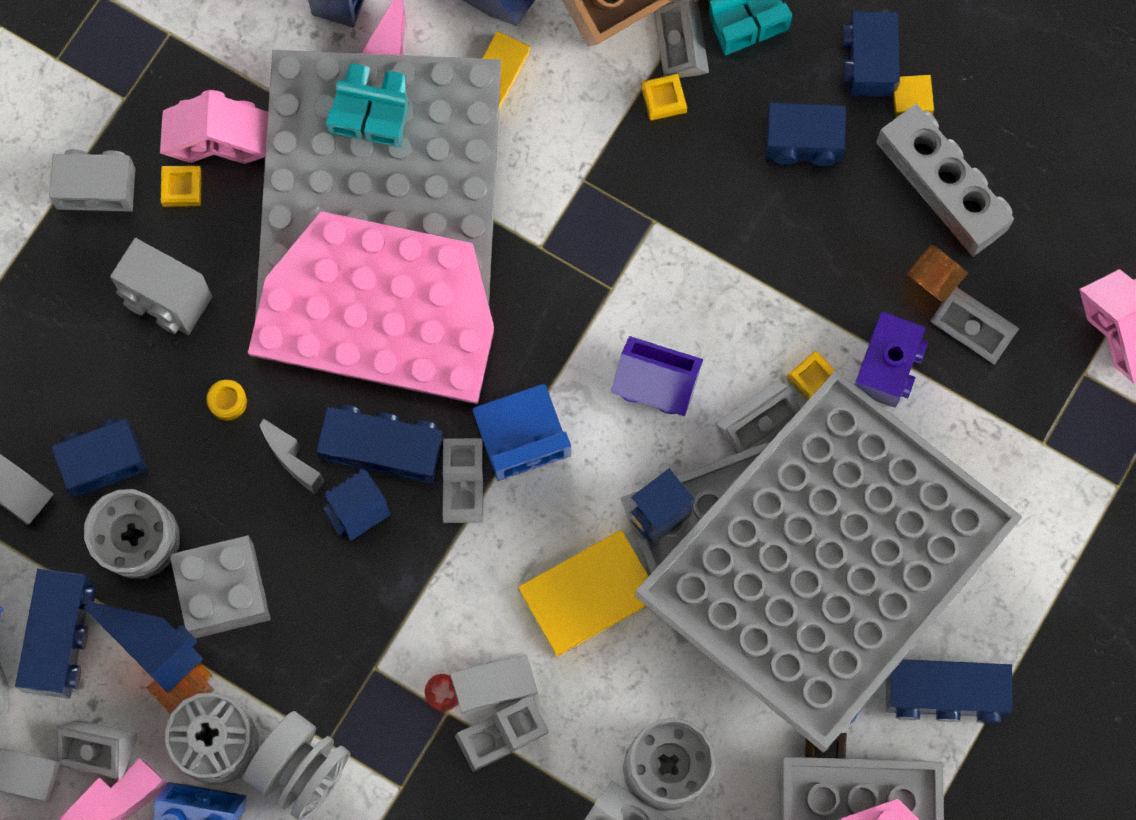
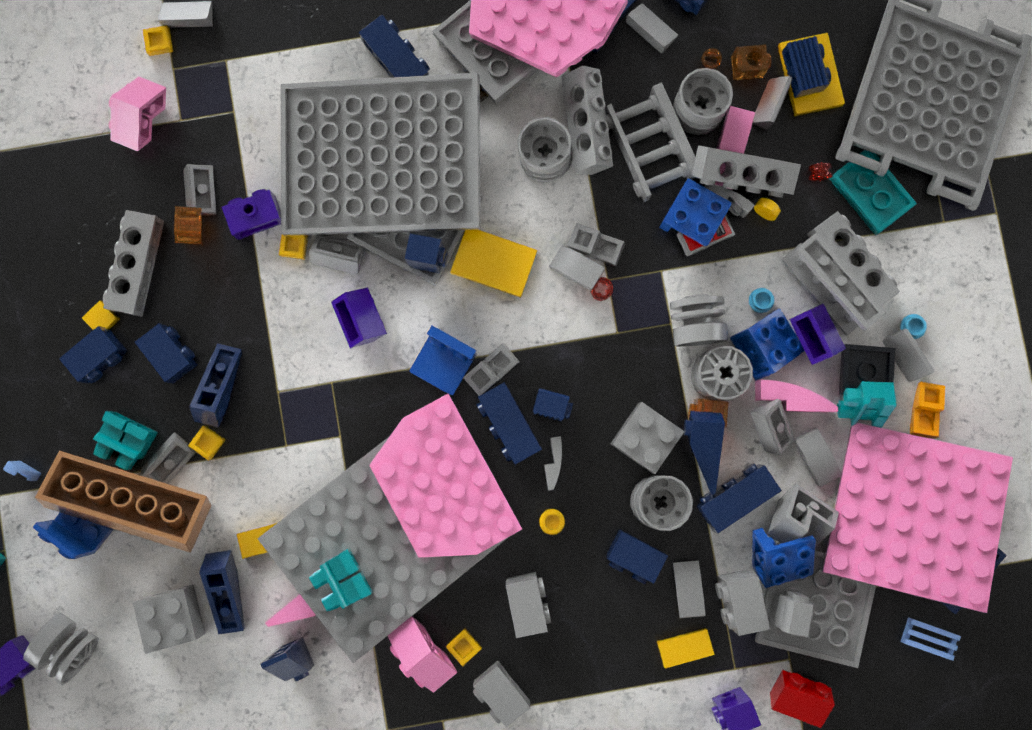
camera: 130 degrees left, 10 degrees up
(719, 157) = (216, 386): none -> dark blue slope

